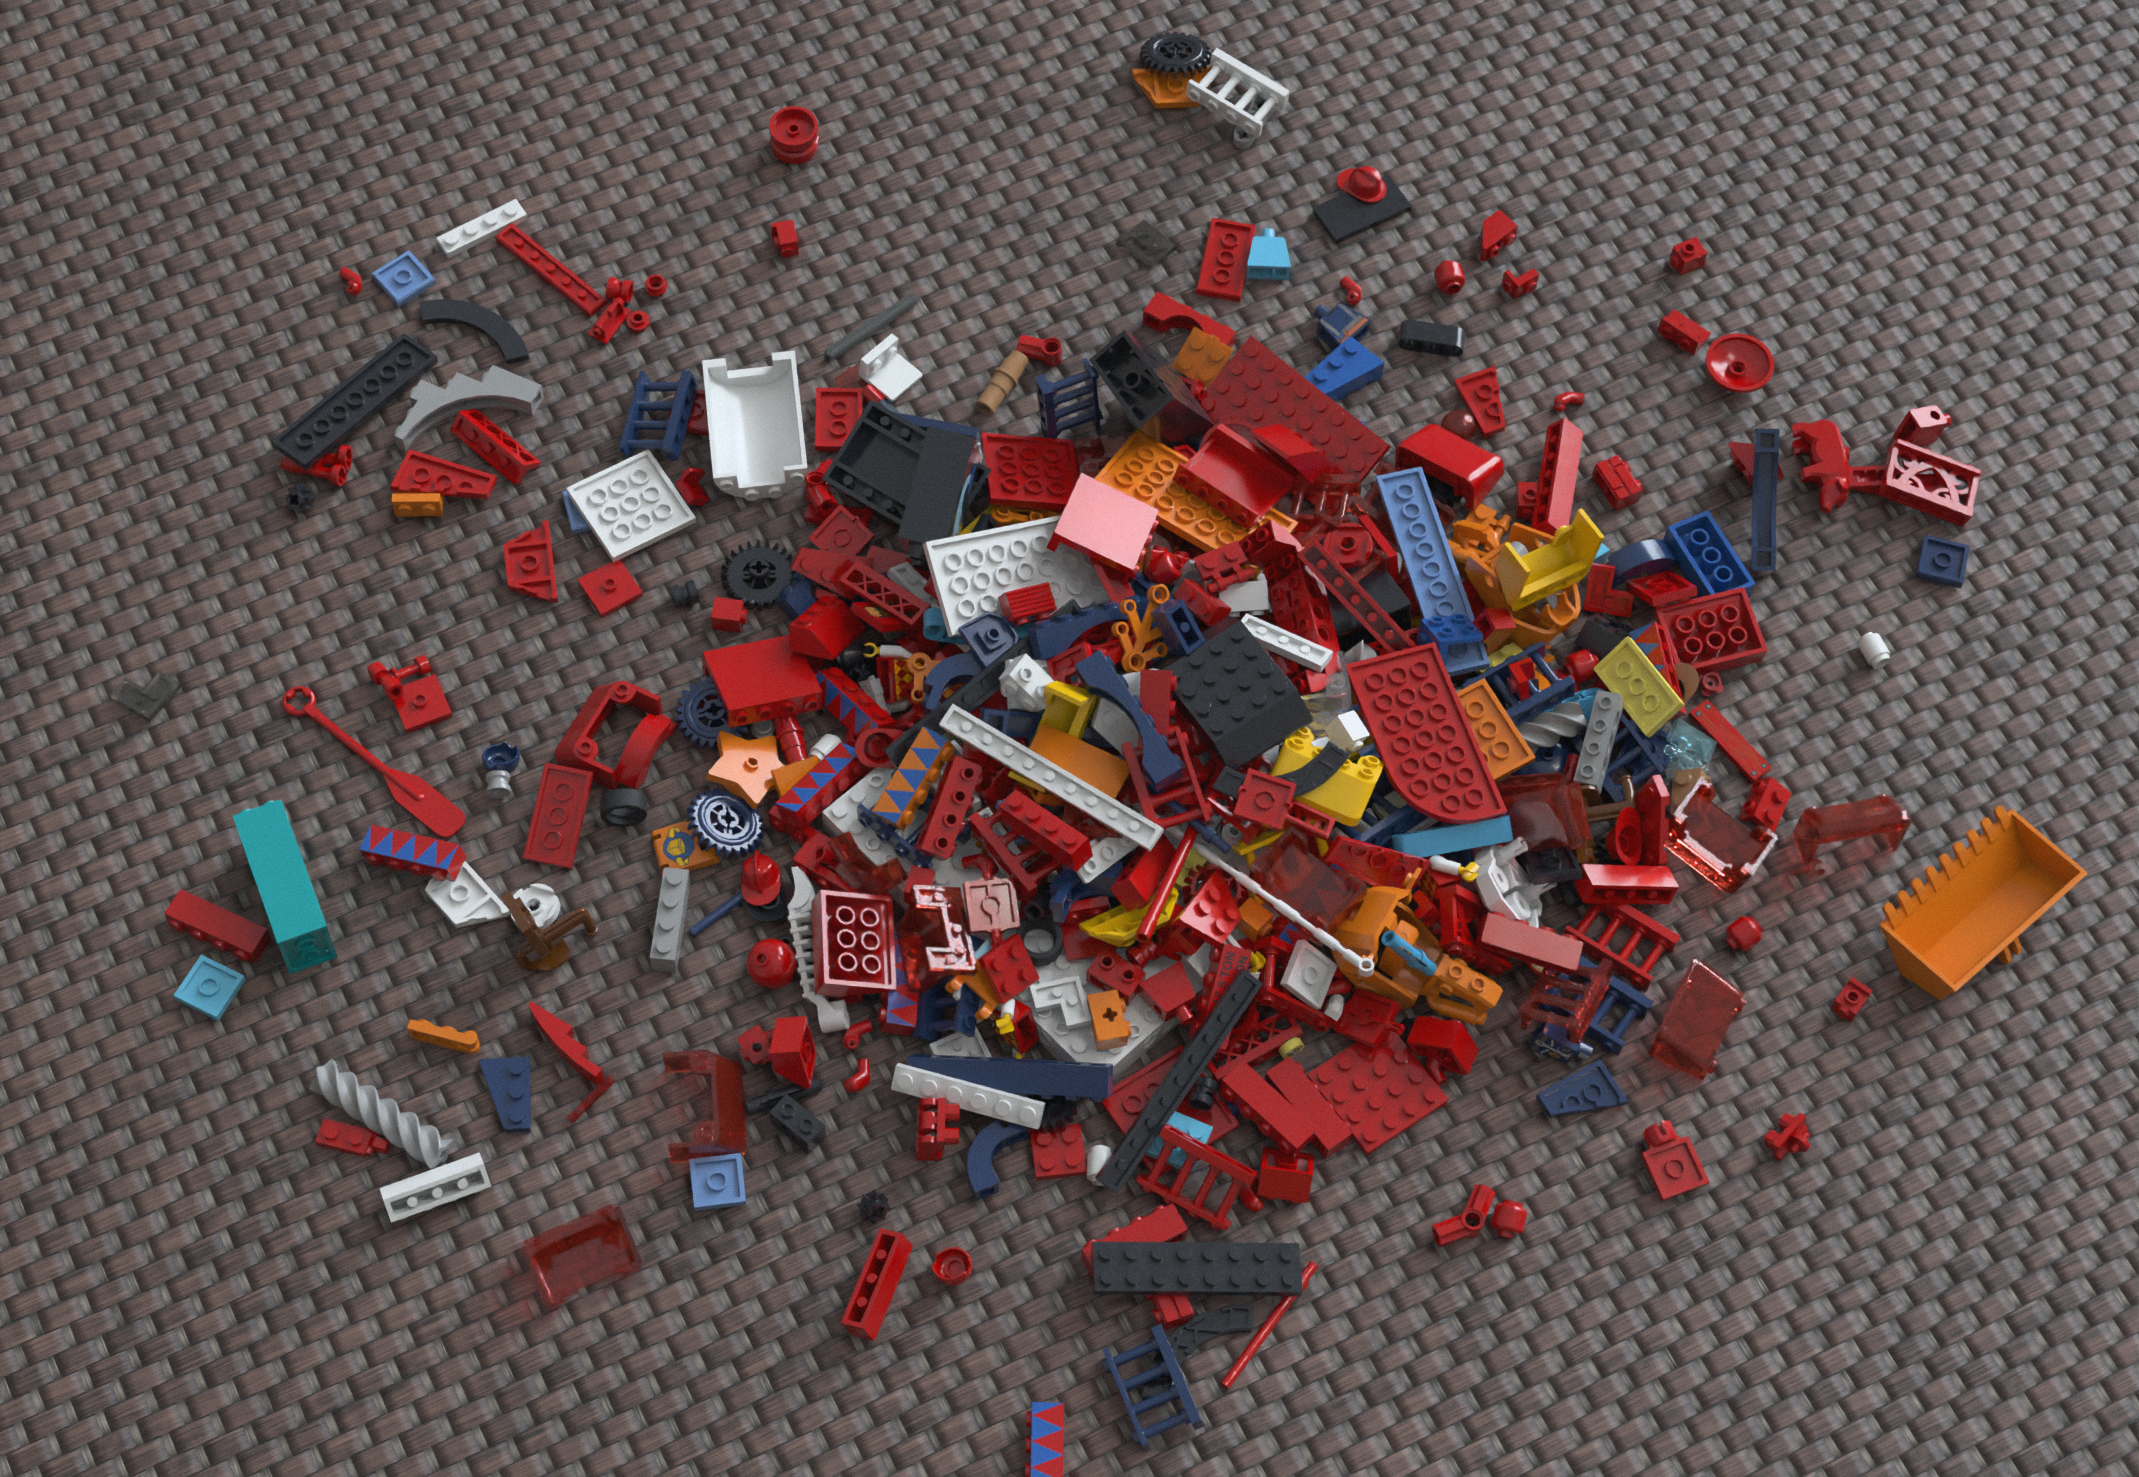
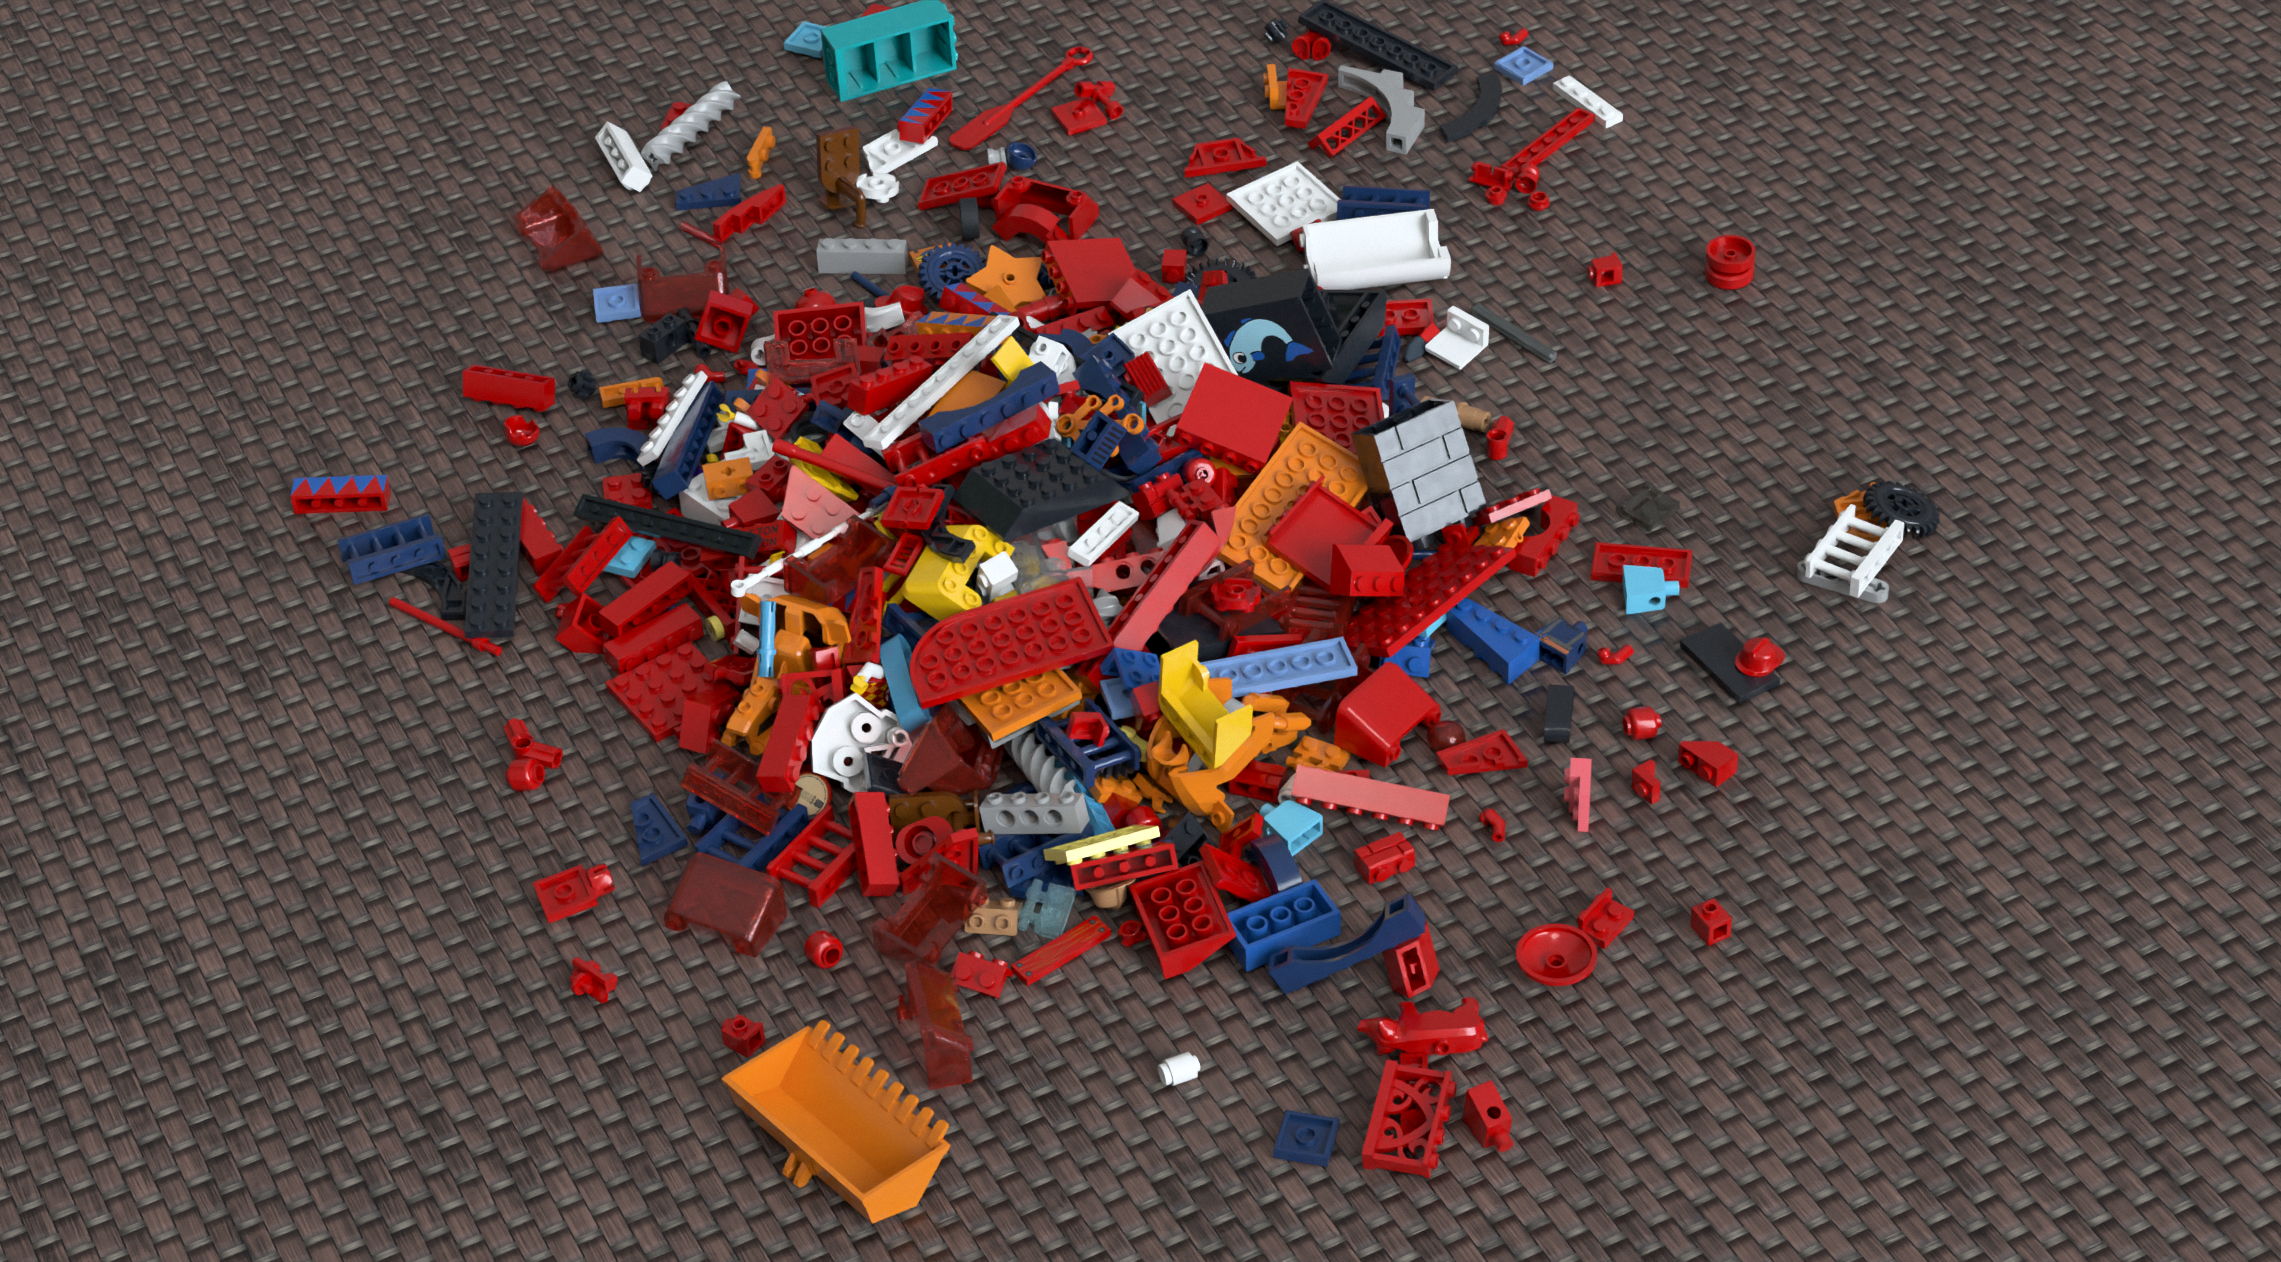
camera: 95 degrees right, 20 degrees down
(886, 1156) = (614, 394): none -> orange plate
(1158, 334) = (1511, 506): none -> plate
(1546, 325) = (1578, 792): none -> coral plate

